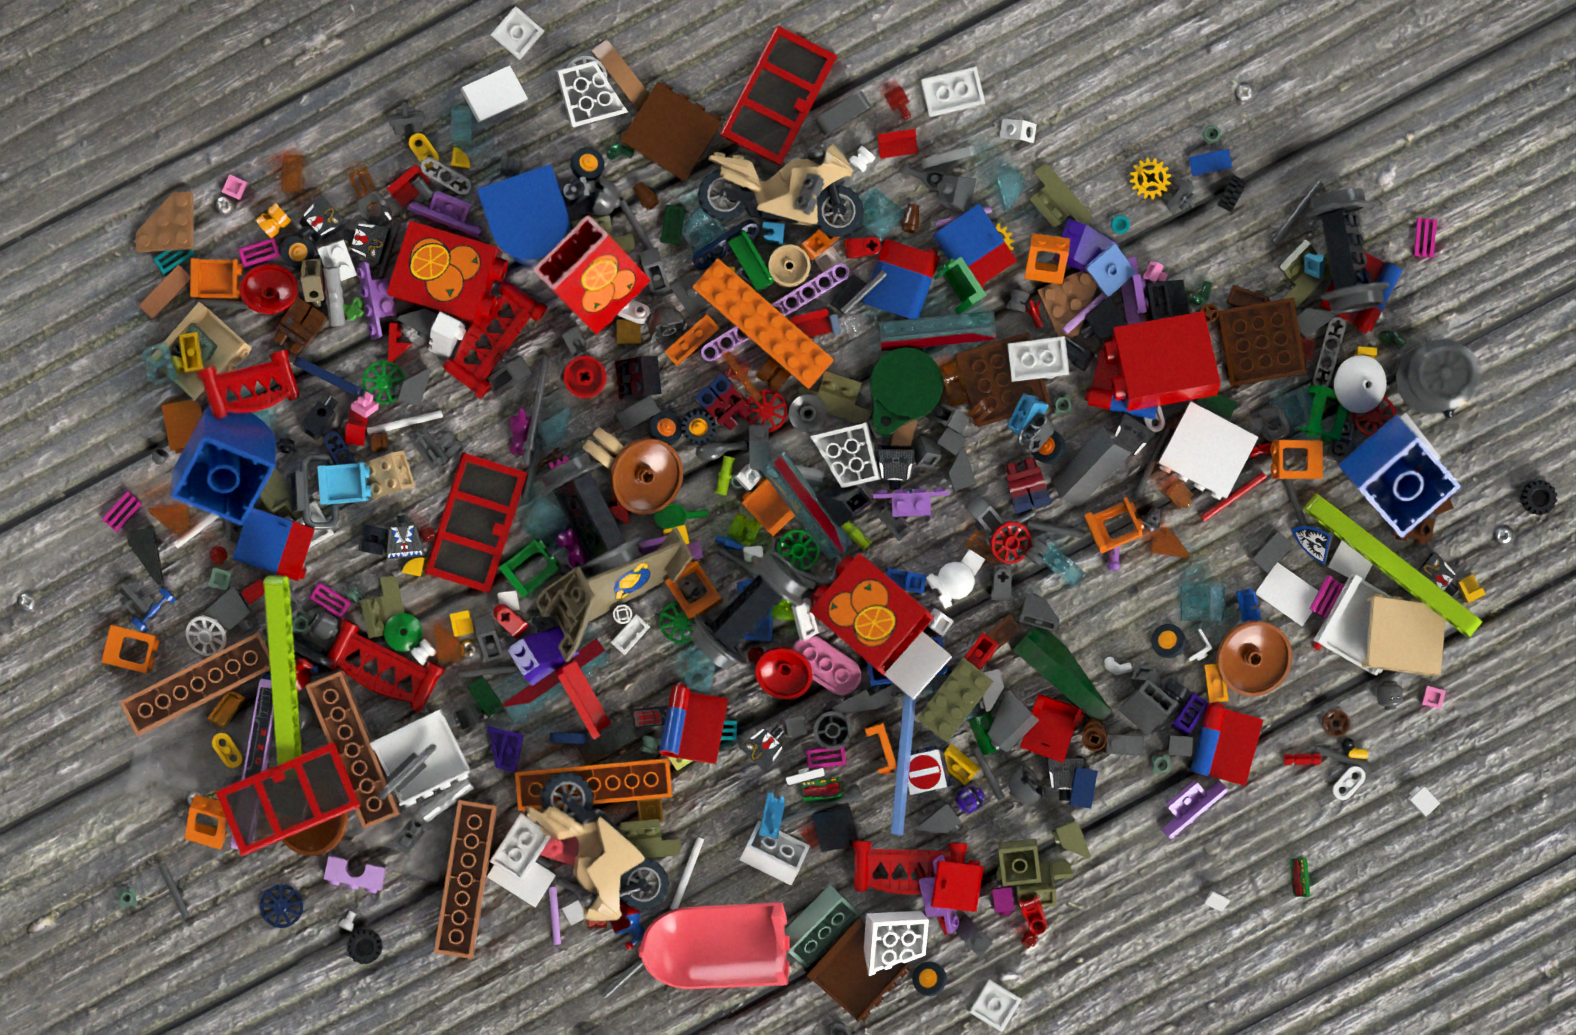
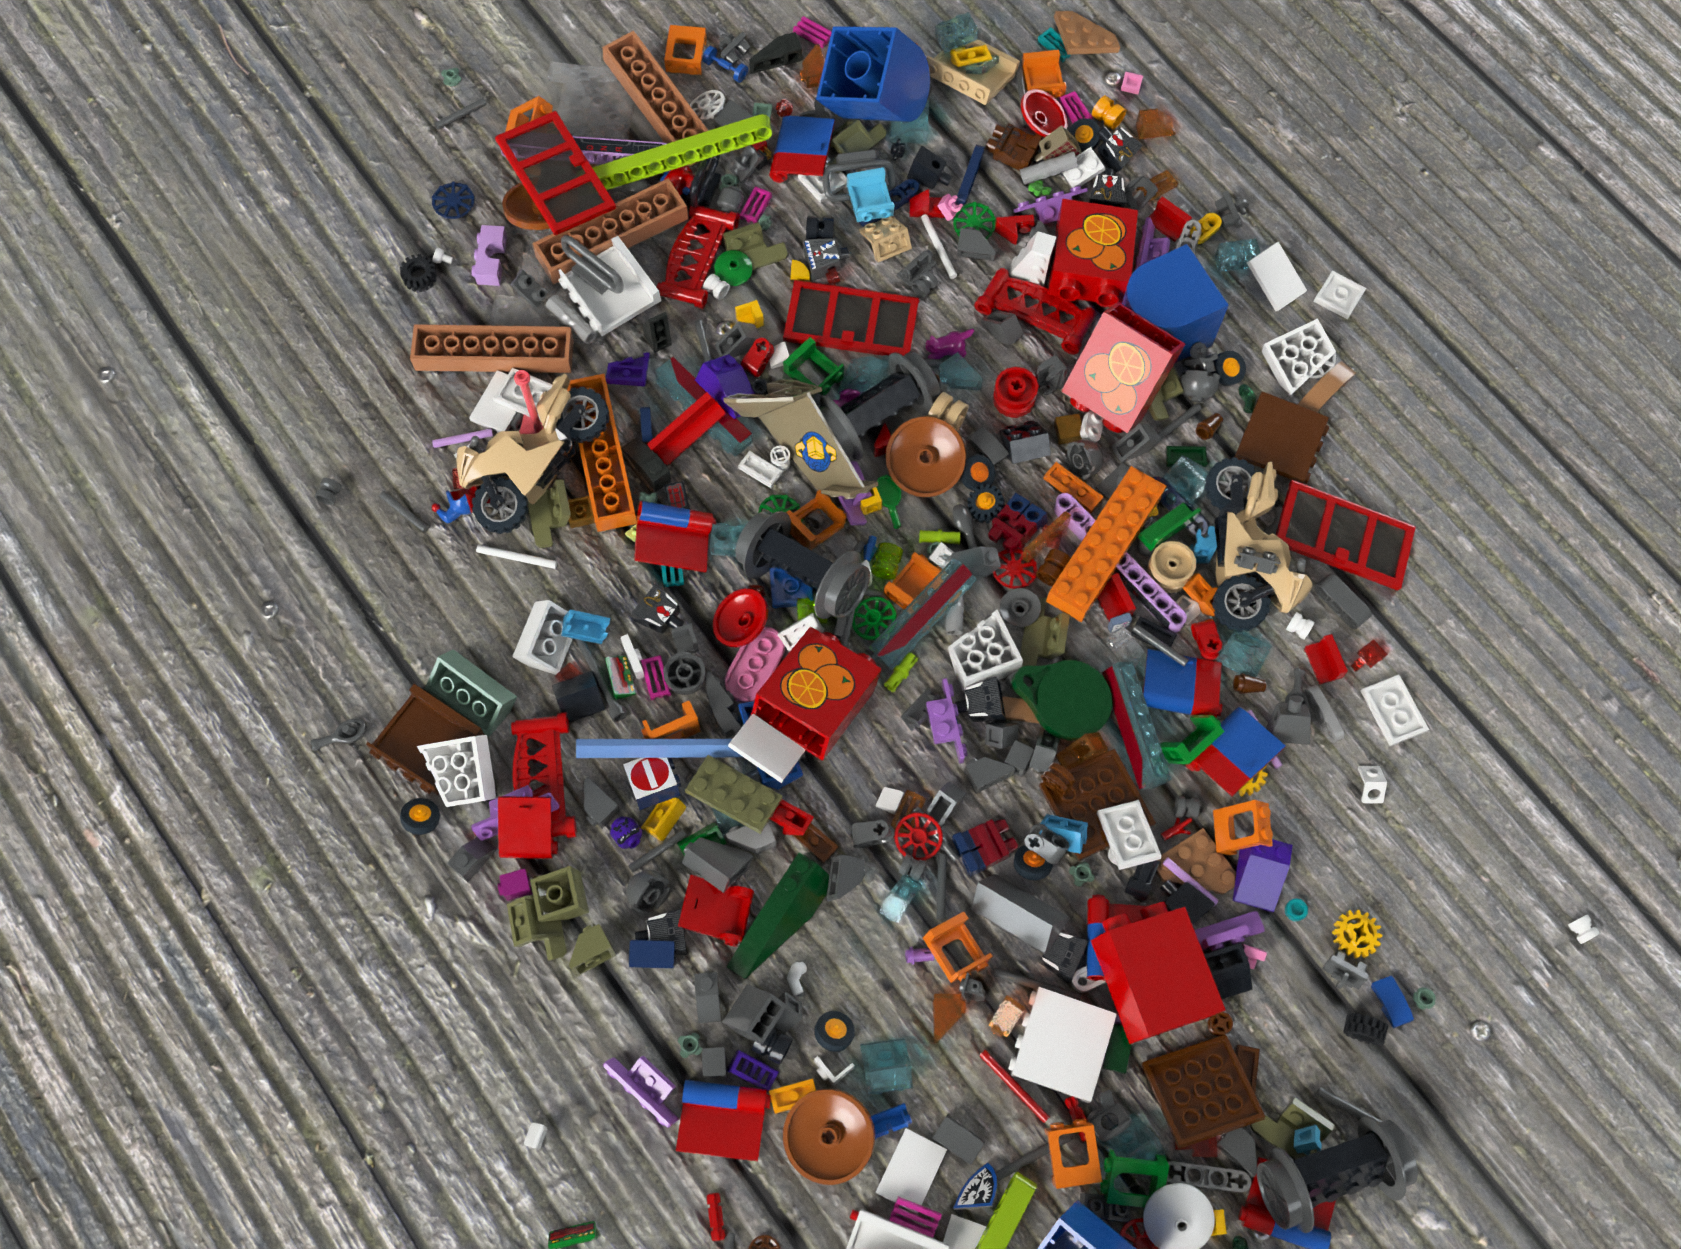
camera: 75 degrees right, 20 degrees down
(165, 292) = (1019, 39): nougat tile -> none
(195, 530) = (811, 95): white bar -> none
(226, 709) = (637, 128): pearl gold tile -> none
(226, 751) = (597, 130): yellow plate -> none
(279, 369) = (946, 55): red piece -> none
(379, 441) = (916, 224): reddish brown wheel -> none
(422, 188) = (1172, 226): dark grey pin -> none
(448, 646) = (723, 306): clear orange slope -> none
(460, 159) = (1205, 259): yellow tile -> none
(485, 697) = (679, 347): dark green tile -> none
(529, 445) = (936, 345): dark grey bar -> none
(718, 946) = (438, 587): coral panel -> none
(843, 503) = (931, 652): black slope -> none
(907, 580) = (858, 733): blue slope -> none
(940, 623) = (818, 774): white slope -> none
(953, 582) = (863, 777): white tile -> none
(995, 1005) = (395, 895): white tile -> none
(1010, 186) = (1308, 779): clear light blue slope -> none
(1029, 939) = (473, 921): clear red plate -> none
(1033, 912) = (500, 920): red piece -> none
(1057, 200) = (1307, 835): olive plate -> none
(1094, 734) = (714, 958): reddish brown wheel -> none
(1110, 270) = (1245, 900): medium blue plate -> none
(1203, 295) = (1238, 1014): clear green arm -> none

